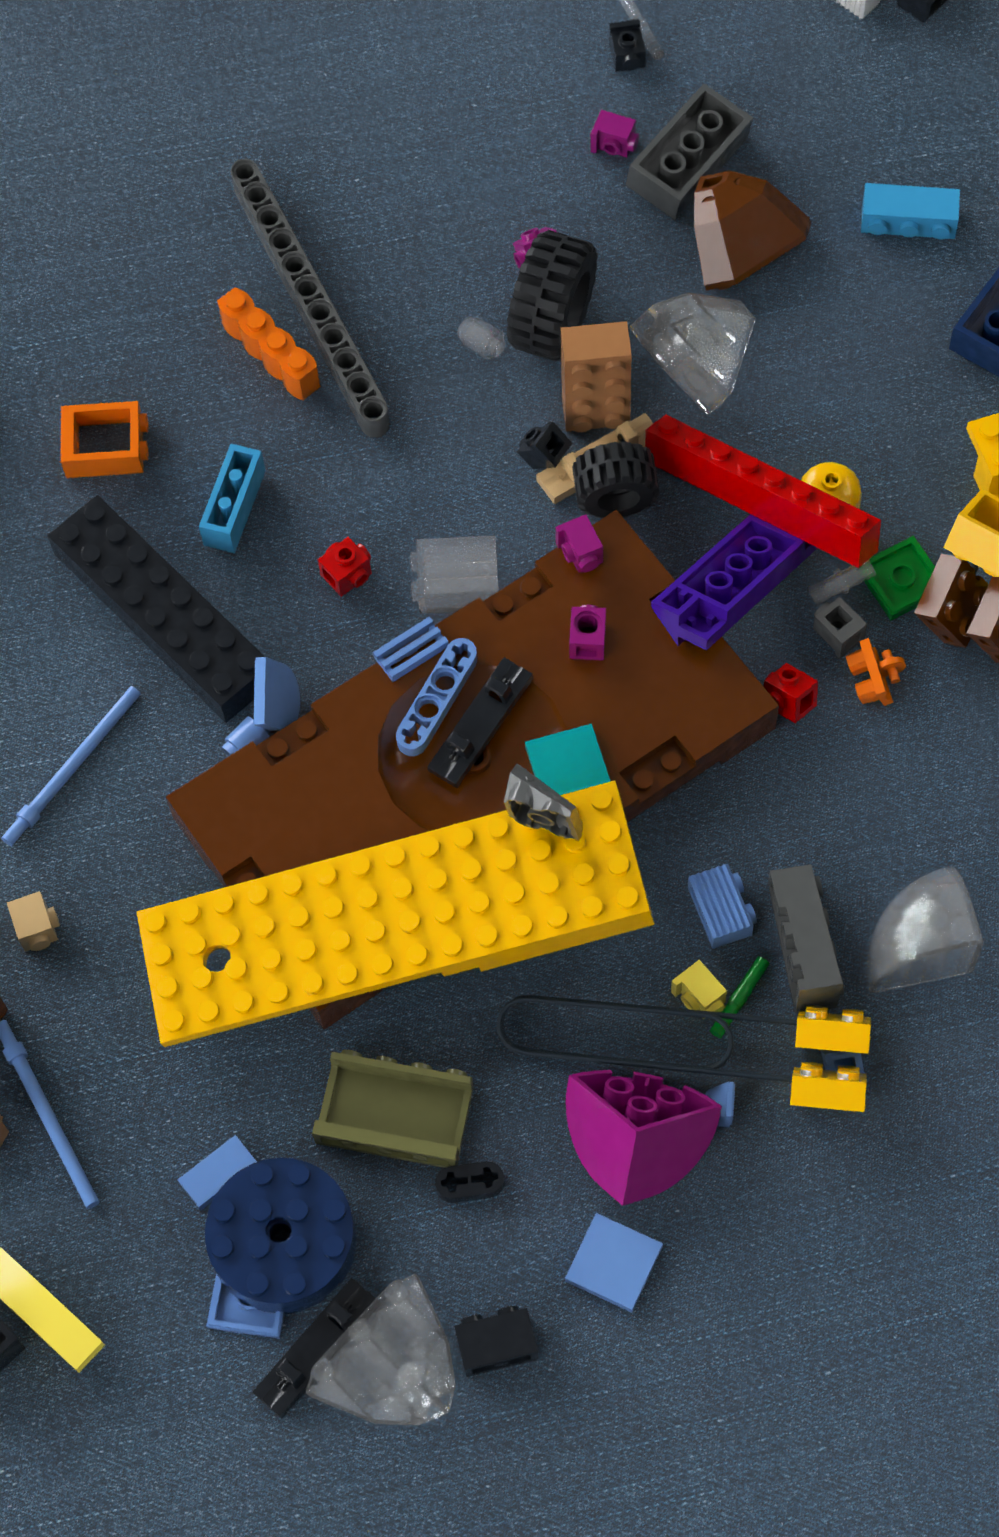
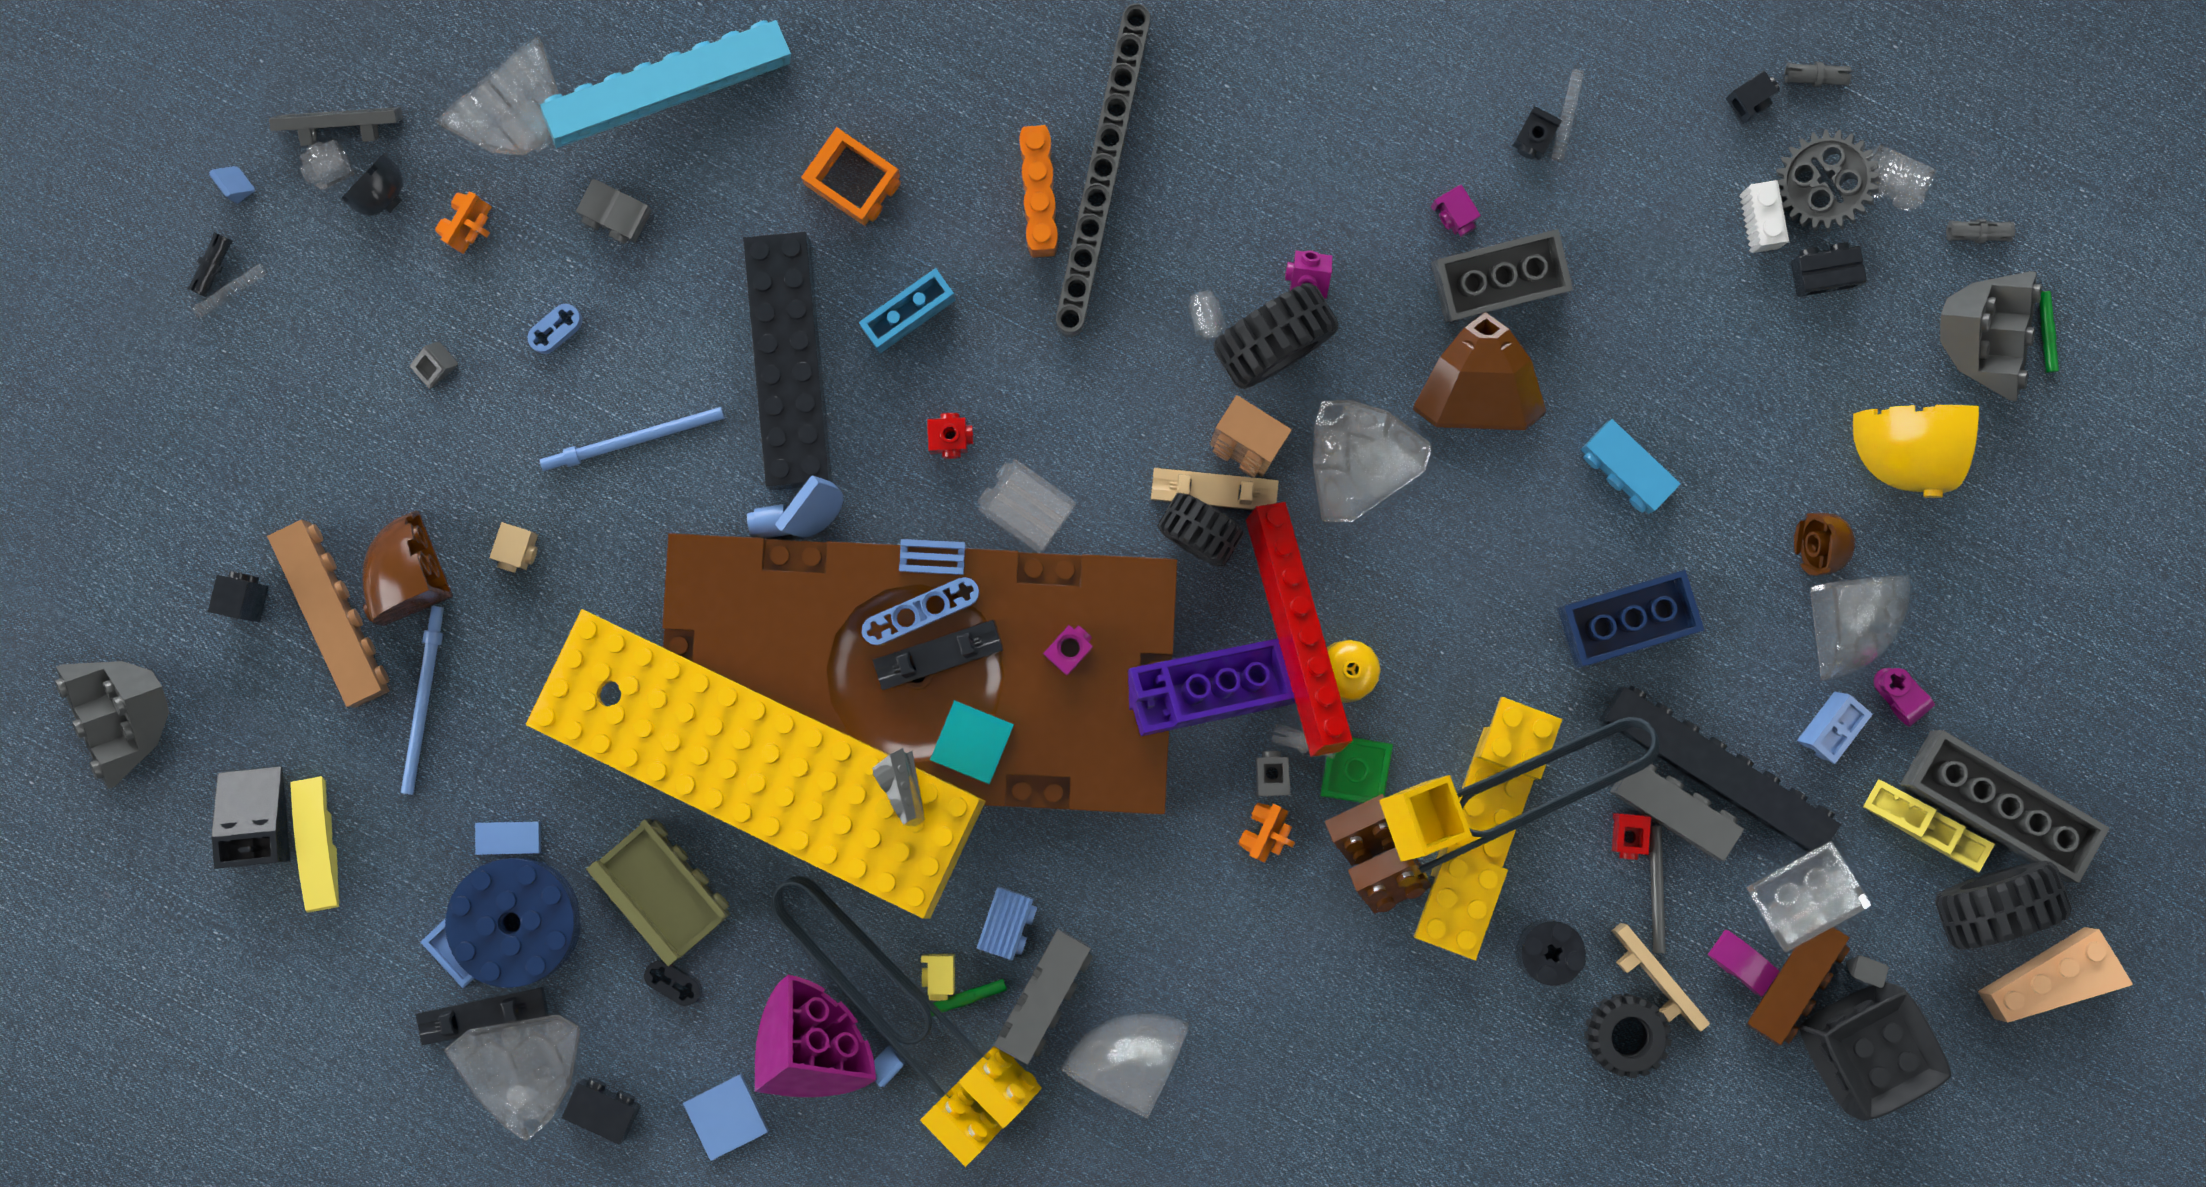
camera: 30 degrees right, 20 degrees up
(537, 443) = (1173, 443): black brick -> none
(580, 544) = (1121, 573): magenta brick -> none
(792, 691) = (1190, 801): red brick -> none

